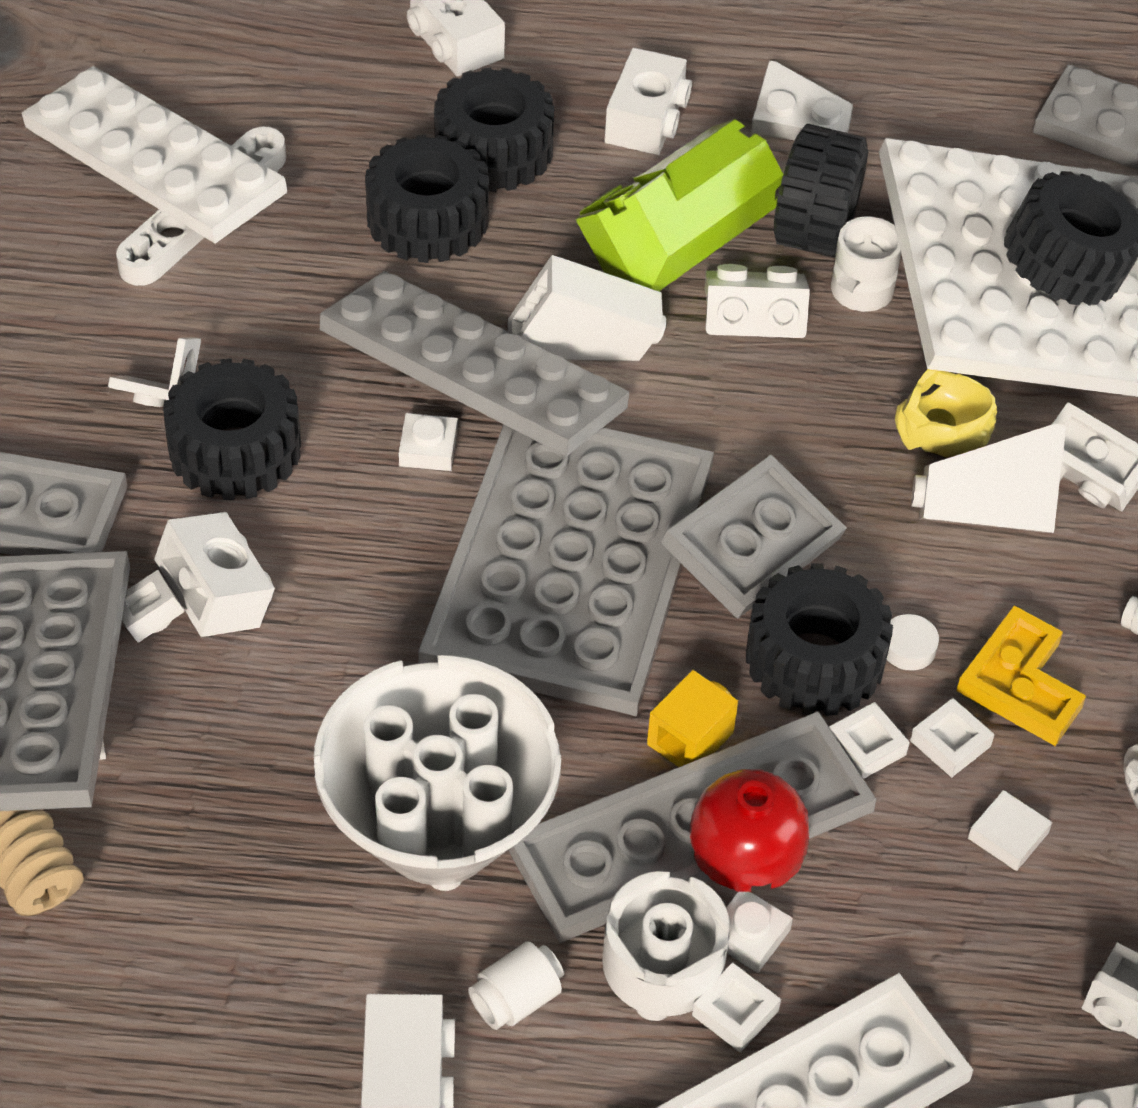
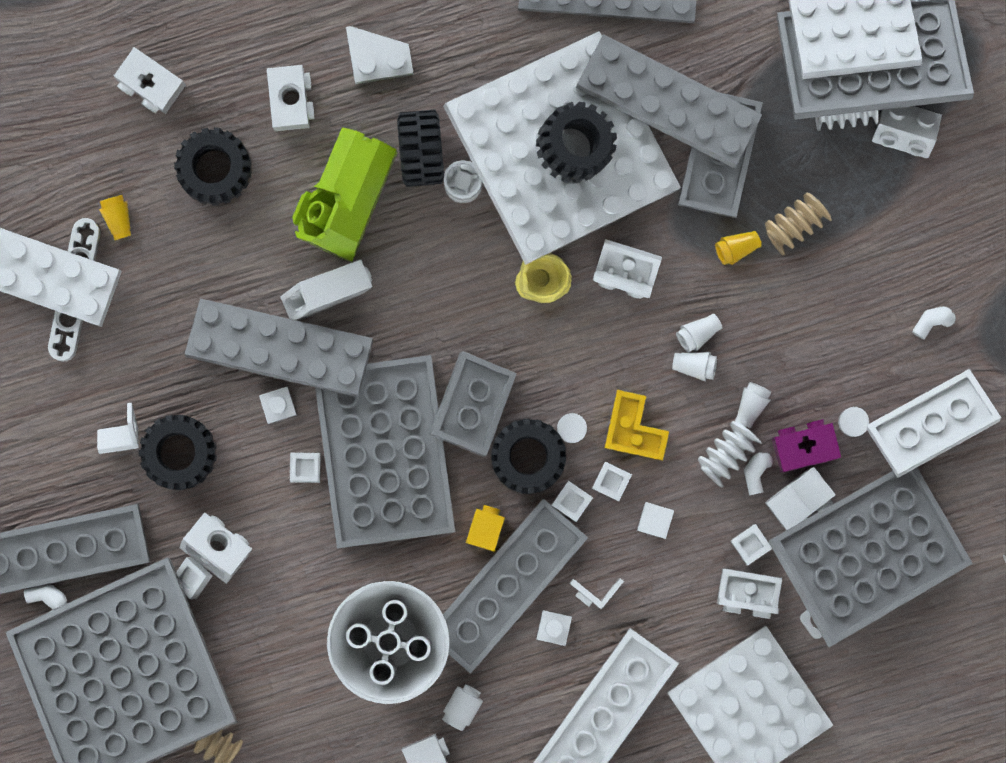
camera: 25 degrees left, 35 degrees up
(319, 139) = (116, 216): none -> yellow cone
(426, 537) = (305, 467): none -> white tile
(427, 198) = (185, 219): black tyre -> none
(664, 943) = (524, 679): white brick -> none
(736, 1007) = (563, 674): white plate -> none
(749, 830) = (537, 588): red cylinder -> none
(756, 302) = (410, 228): white bracket -> none
(840, 895) = (588, 598): none -> white bracket
(998, 484) = (583, 318): white slope -> none

